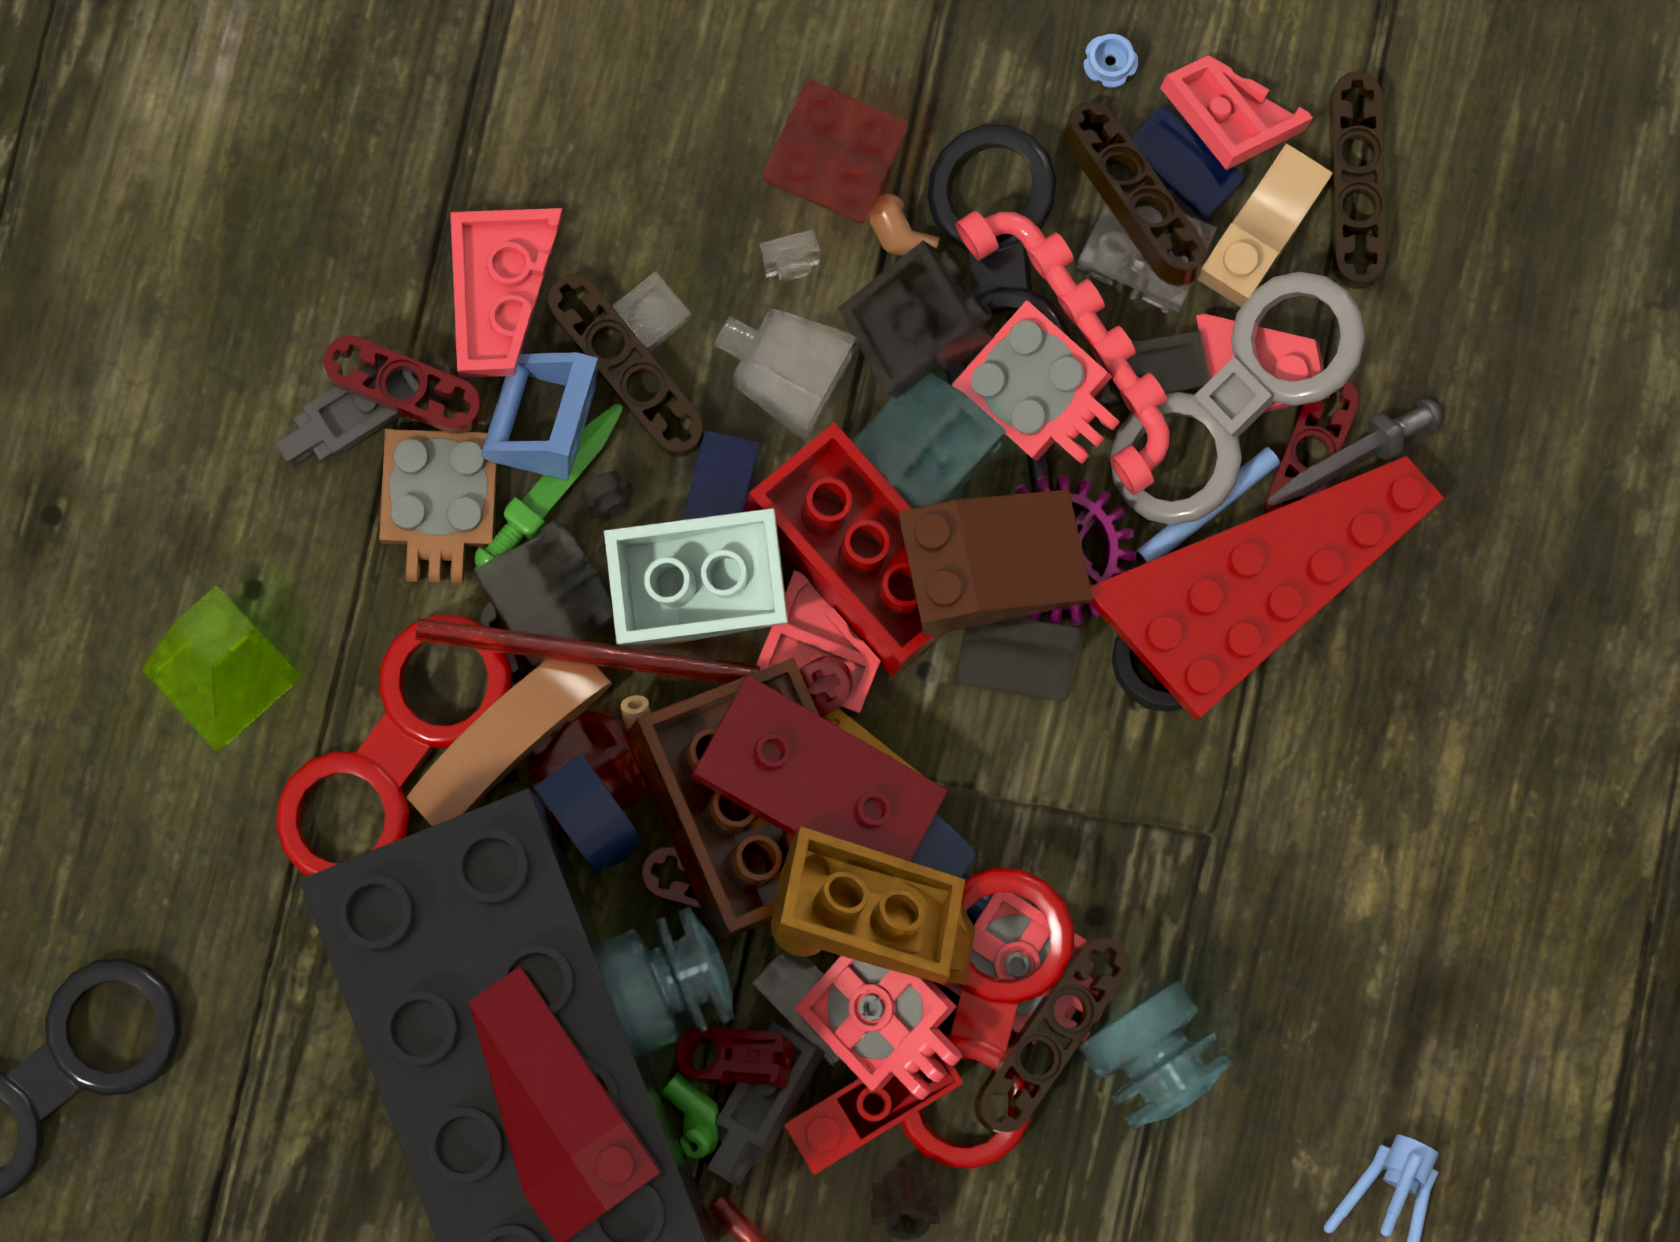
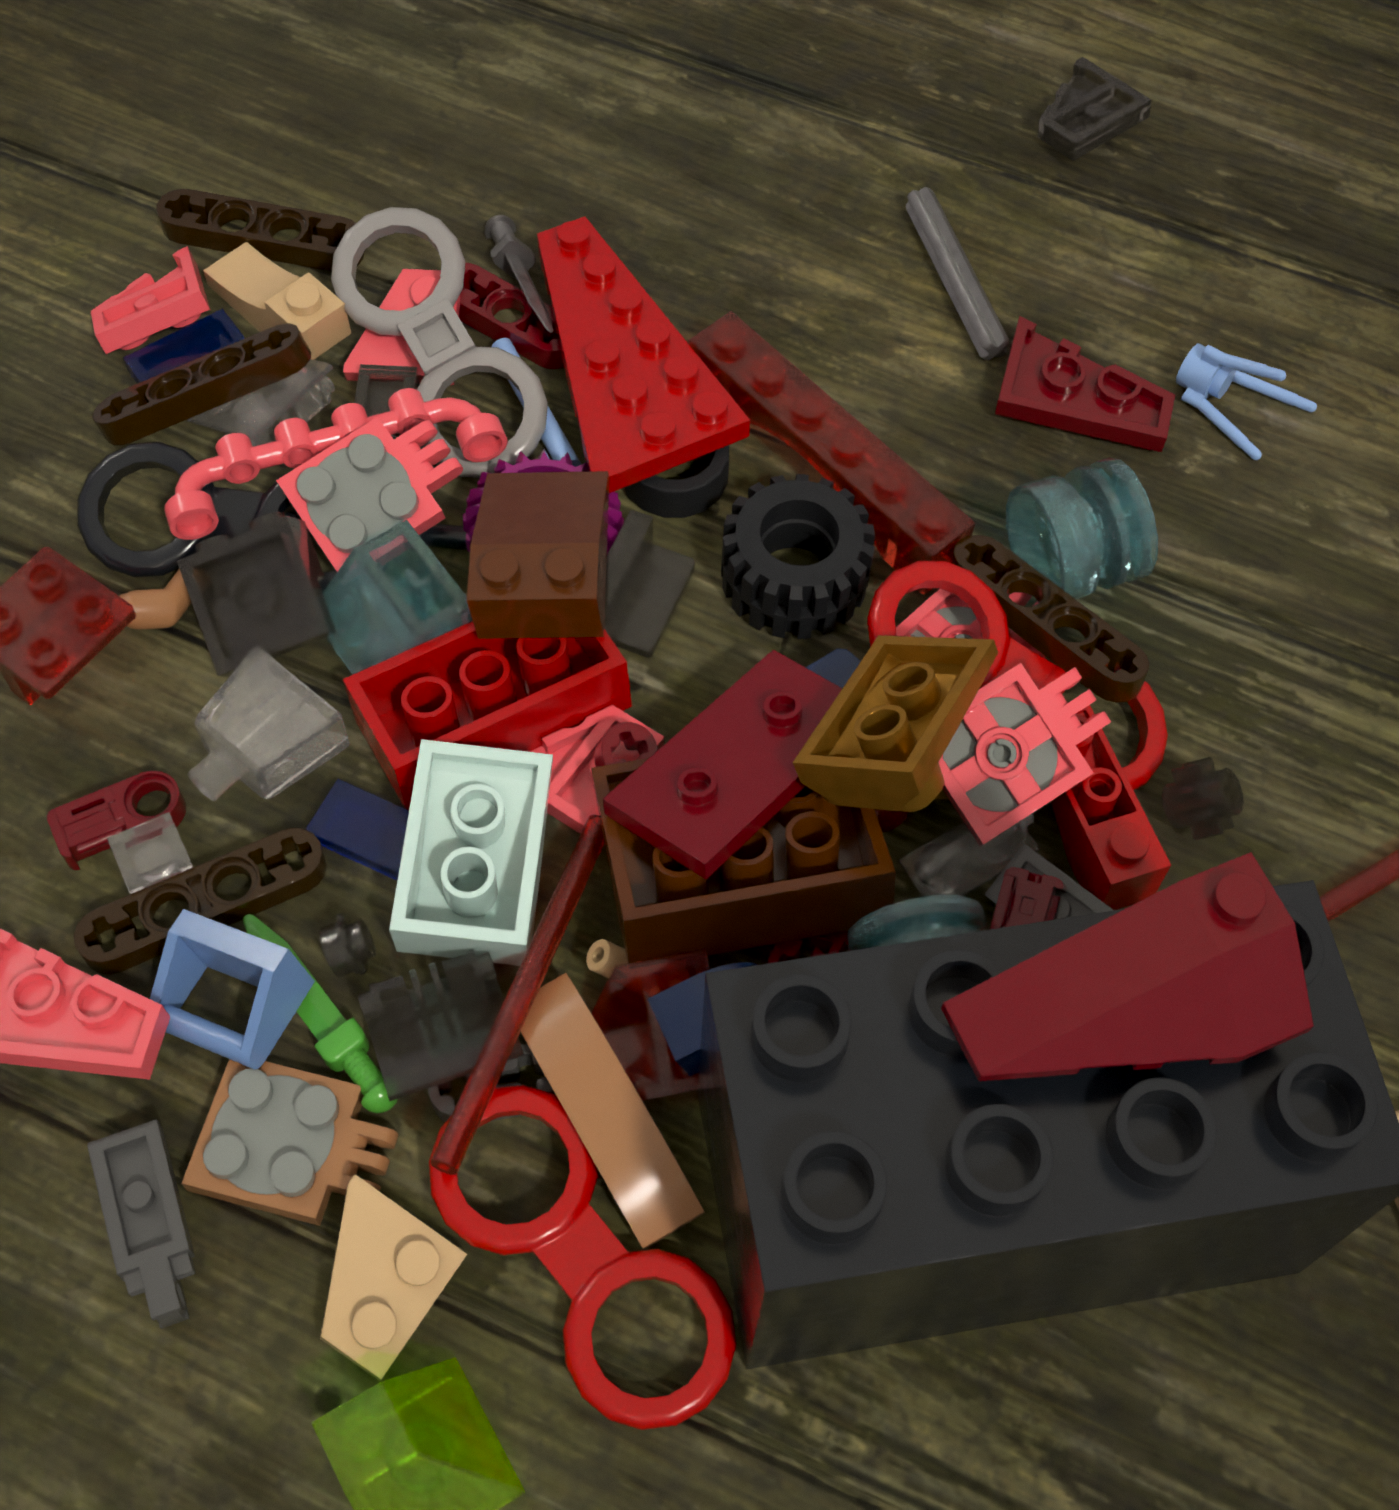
camera: 80 degrees left, 20 degrees down
(345, 604) = (382, 1278): none -> tan wing
(358, 383) = (82, 1166): dark red beam -> none
(683, 264) = (87, 822): none -> dark red piece
(790, 255) = (142, 704): clear plate -> none
(1106, 753) = (806, 518): none -> black tyre
(1113, 46) = (59, 389): light blue plate -> none
(1210, 797) = (907, 511): none -> clear red arch
(1352, 1035) = (1071, 393): none -> dark red wing
(1484, 890) = (957, 274): none -> flat silver axle

